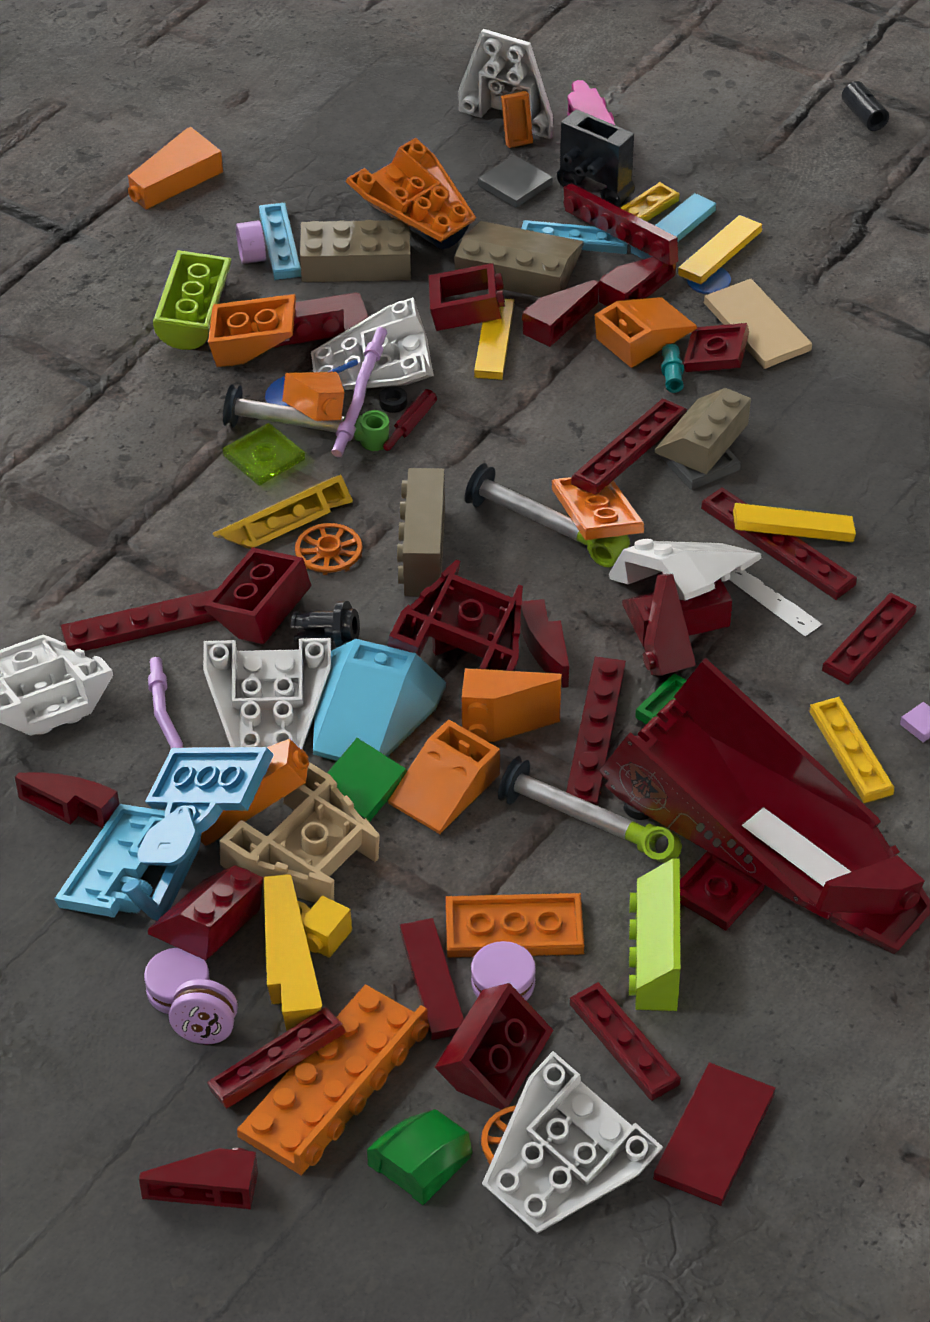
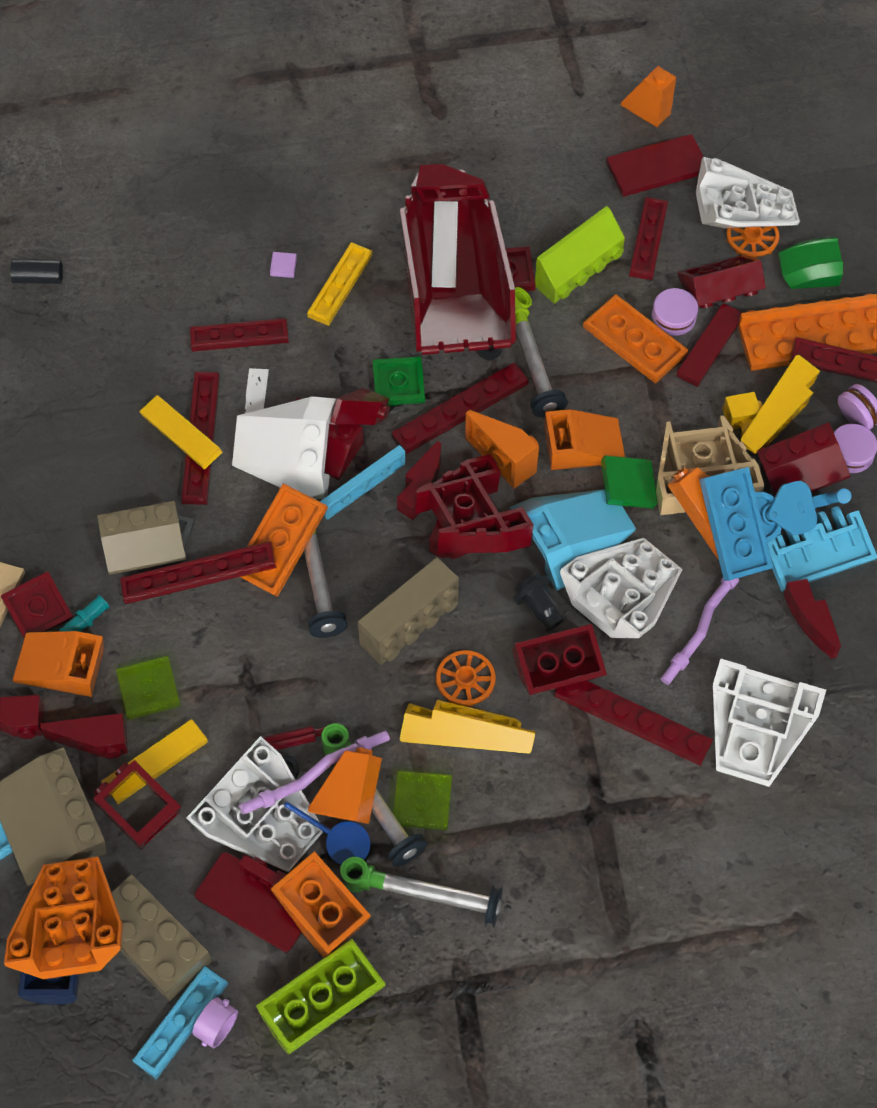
camera: 135 degrees left, 15 degrees up
(252, 376) = (420, 889): none -> piece
(564, 371) = (148, 687): none -> clear neon green tile
(593, 603) = (364, 481): none -> medium azure tile
(810, 1181) = (652, 97): none -> orange slope

